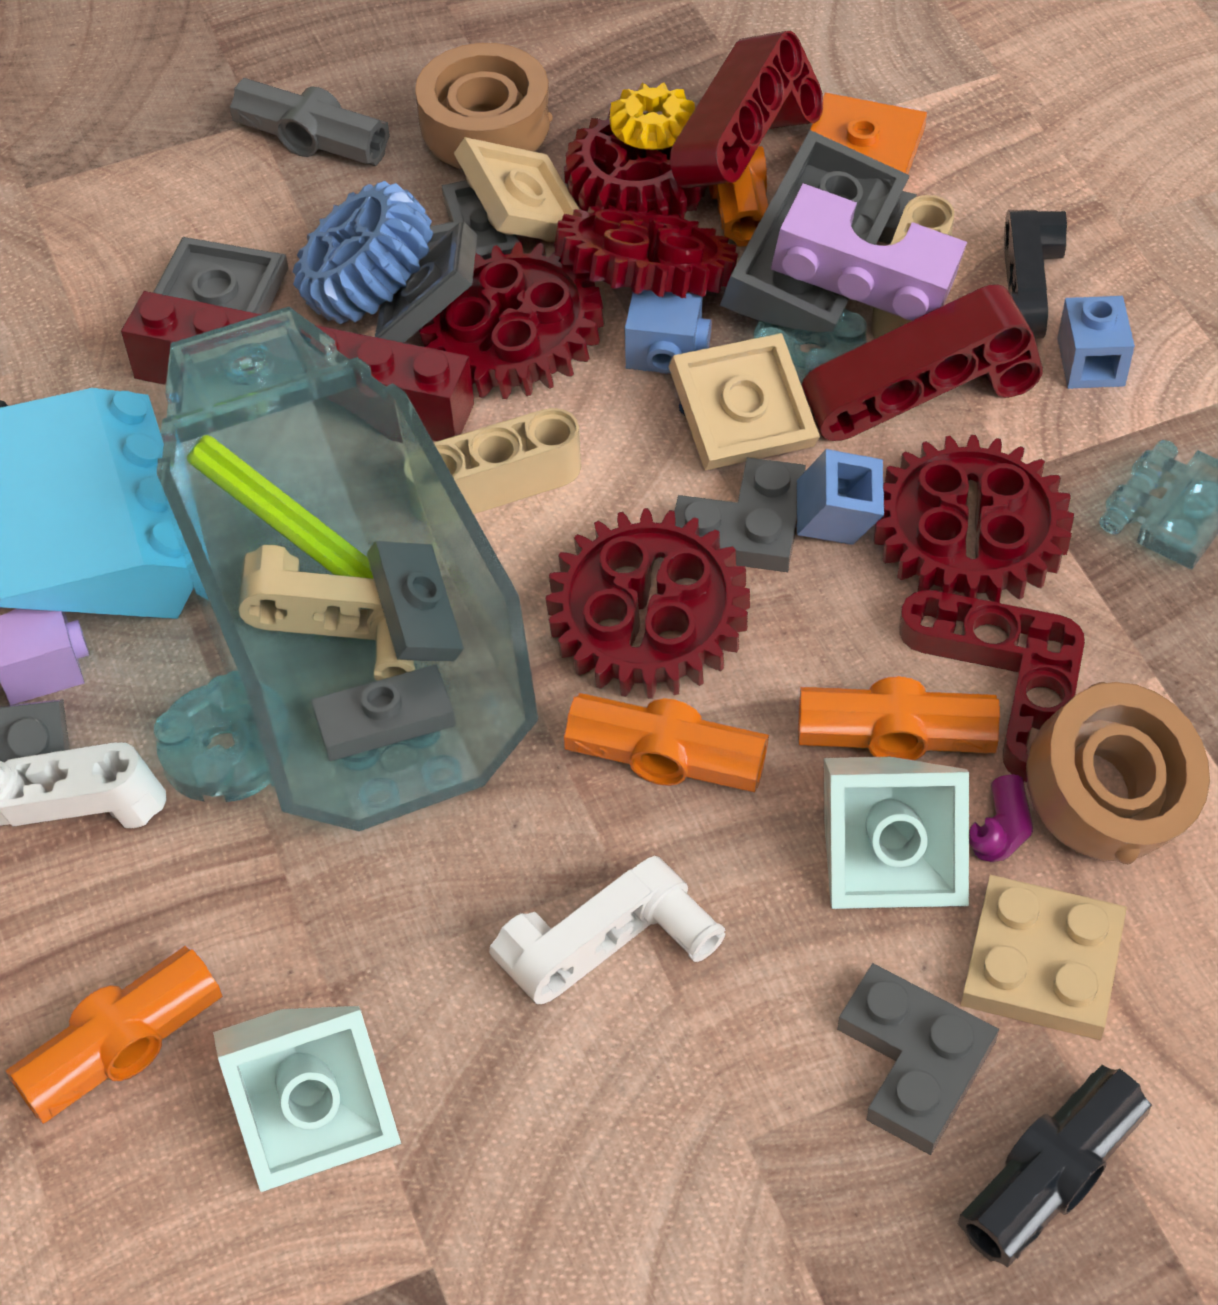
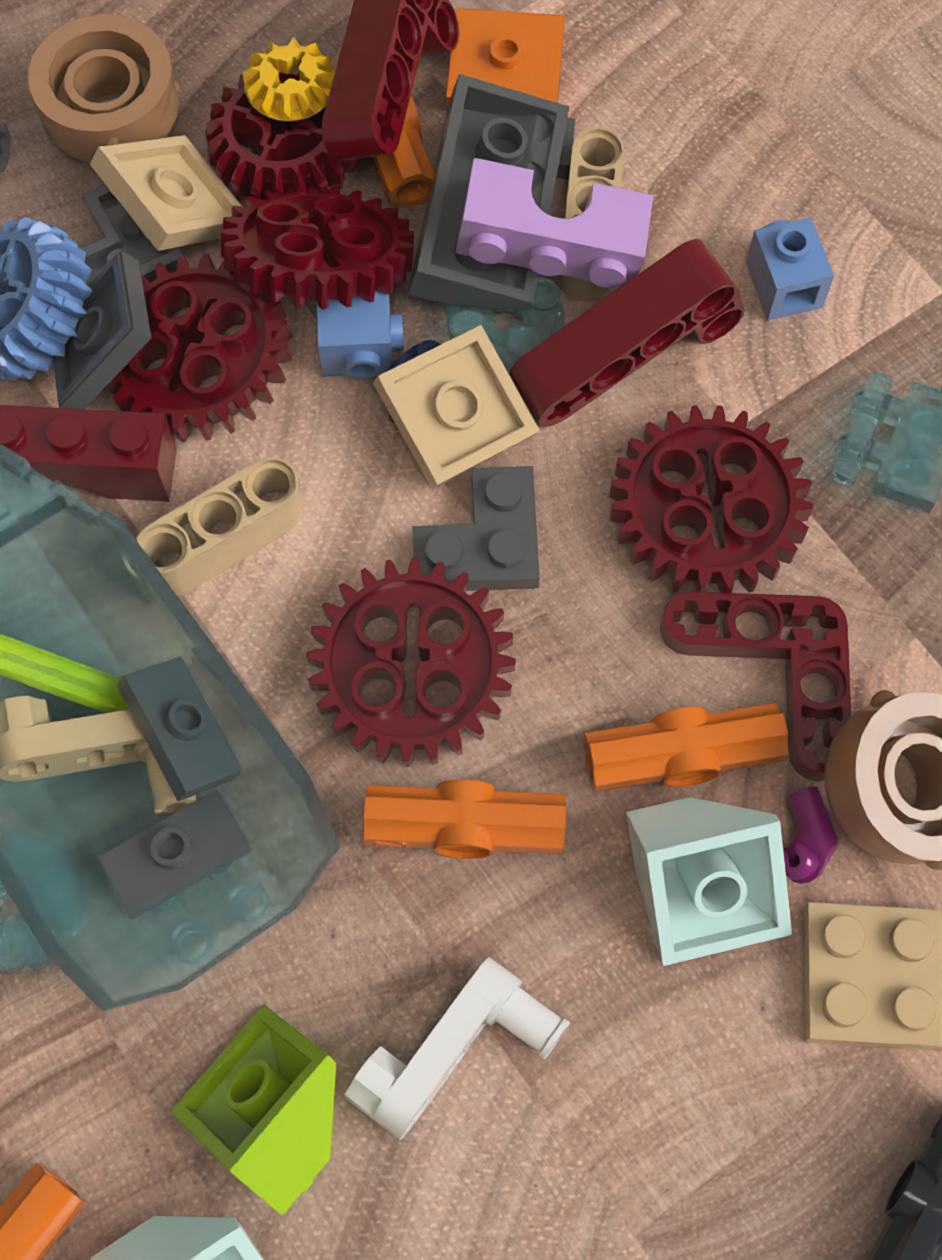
camera: 15 degrees left, 15 degrees up
(412, 948) = (266, 1109): none -> lime slope
(840, 497) = (578, 505): medium blue brick -> none
(934, 1051) = (797, 1108): dark grey plate -> none
(1027, 241) = (697, 159): black beam -> none

